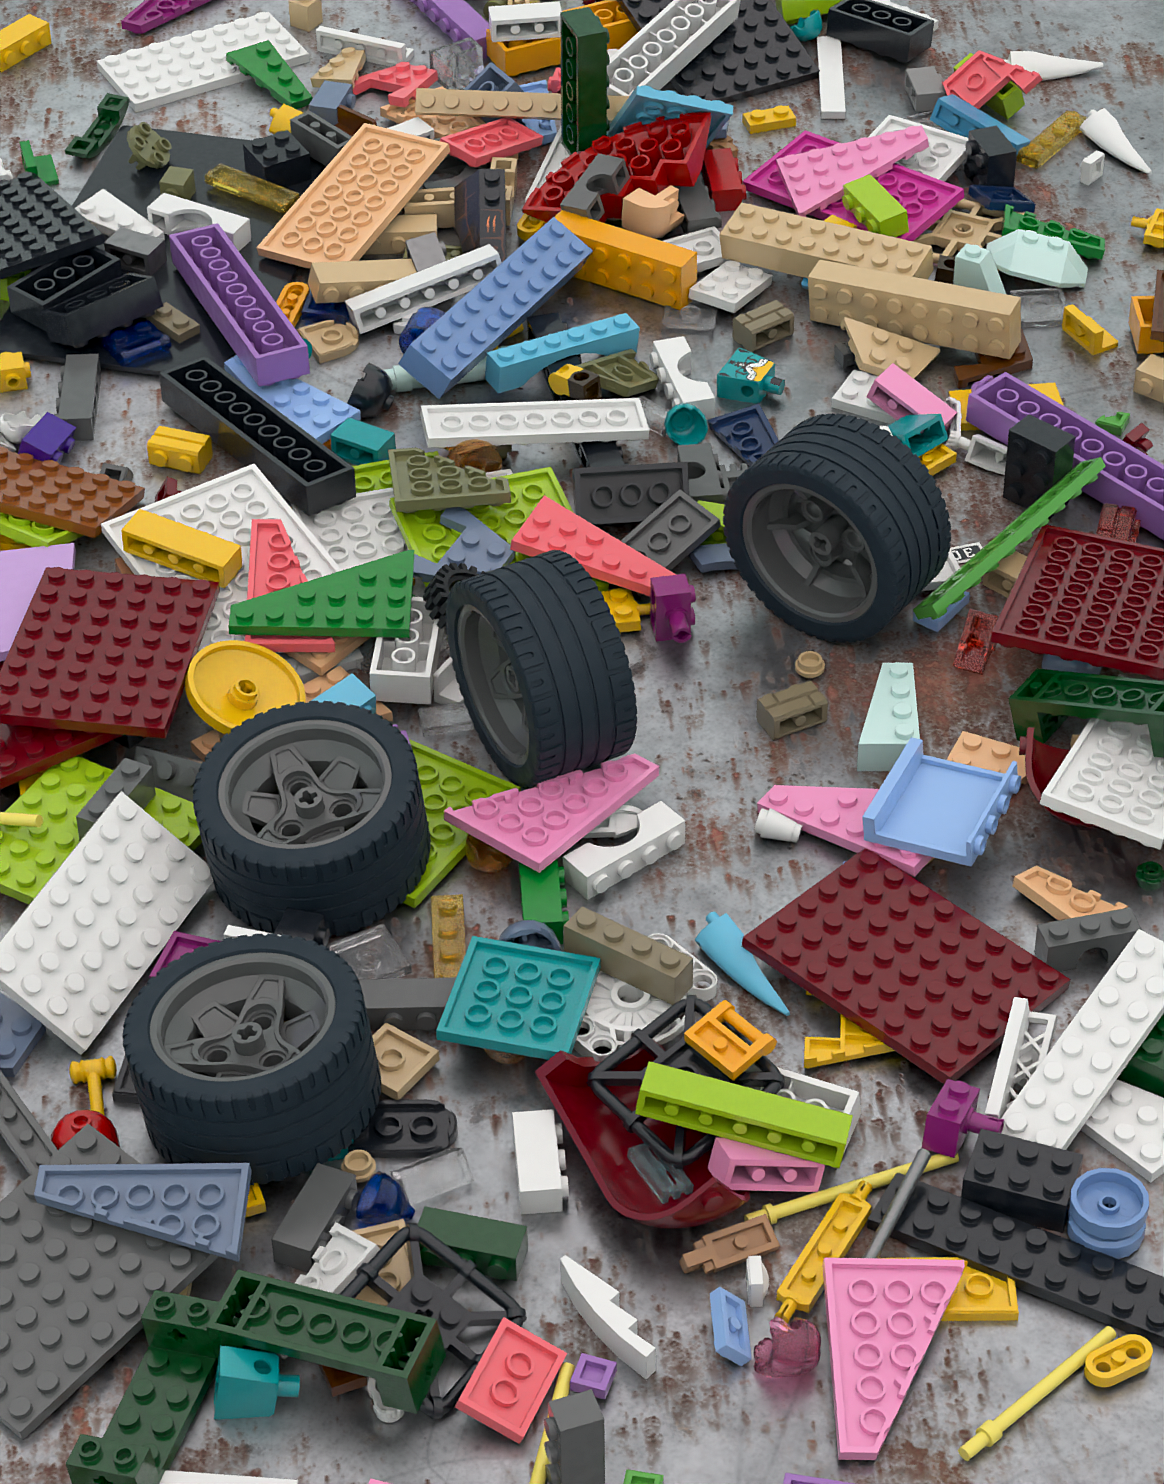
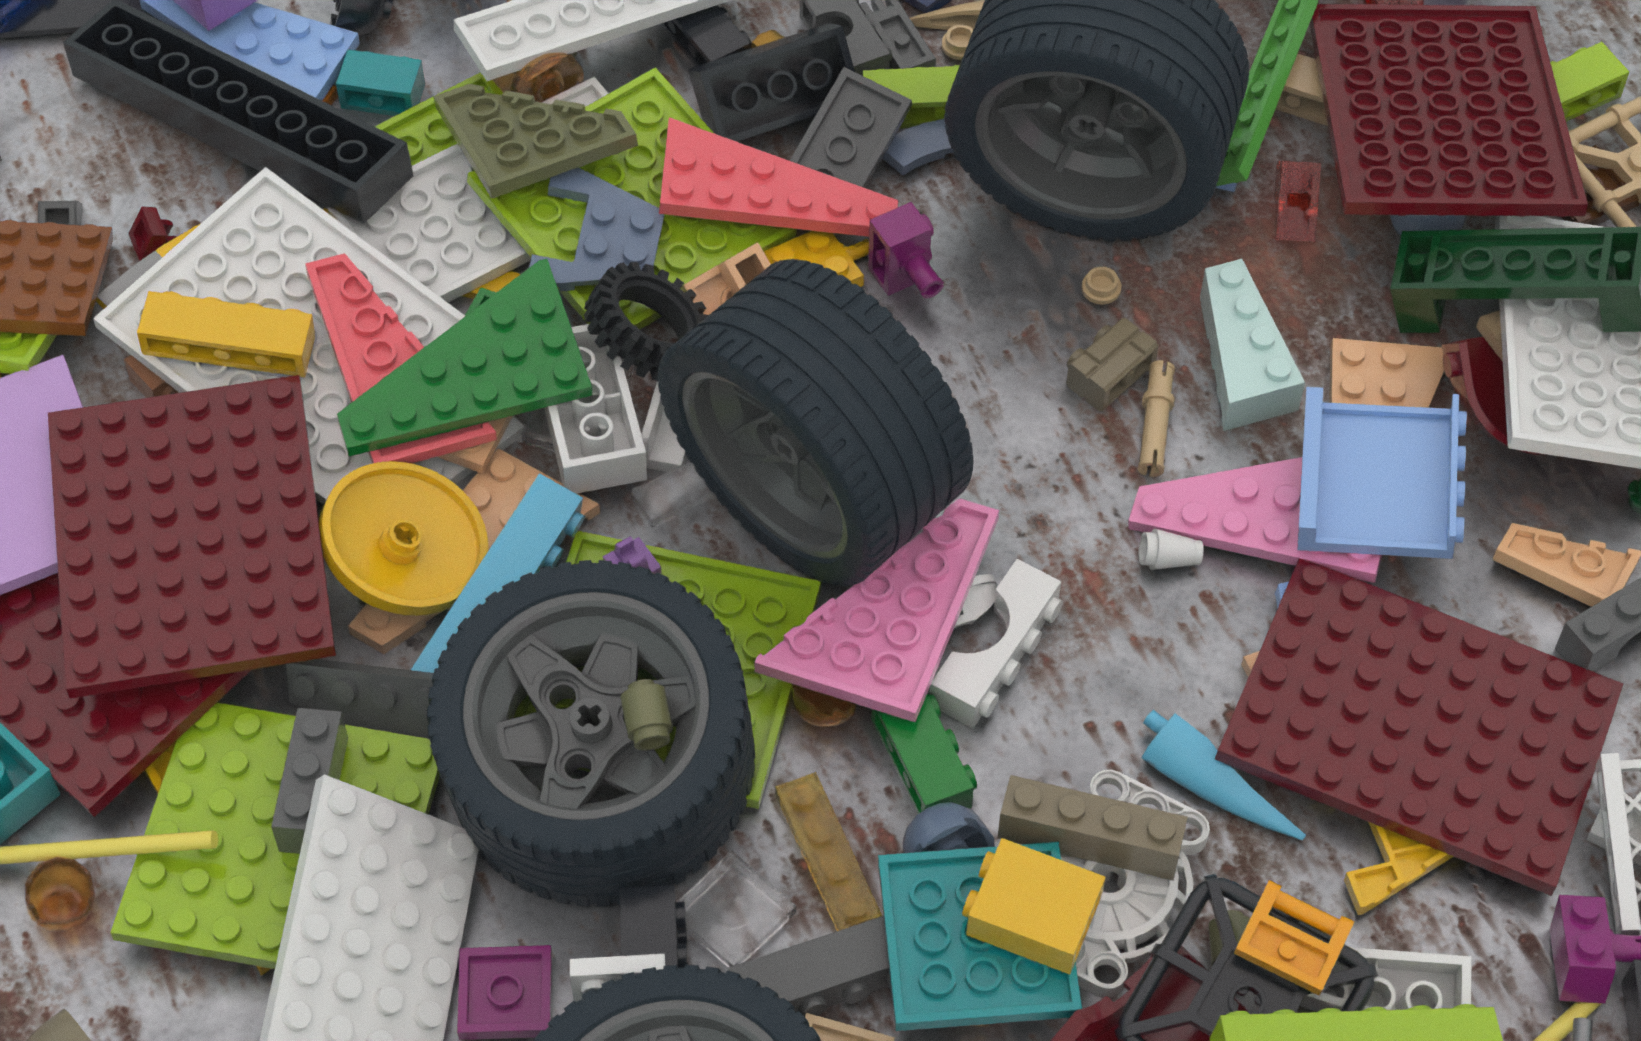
camera: 20 degrees left, 15 degrees up
(179, 449) = (134, 152): yellow brick -> none
(344, 803) = (646, 714): none -> olive brick
(561, 983) = (1033, 905): none -> yellow brick
(813, 741) = (1157, 405): none -> tan pin

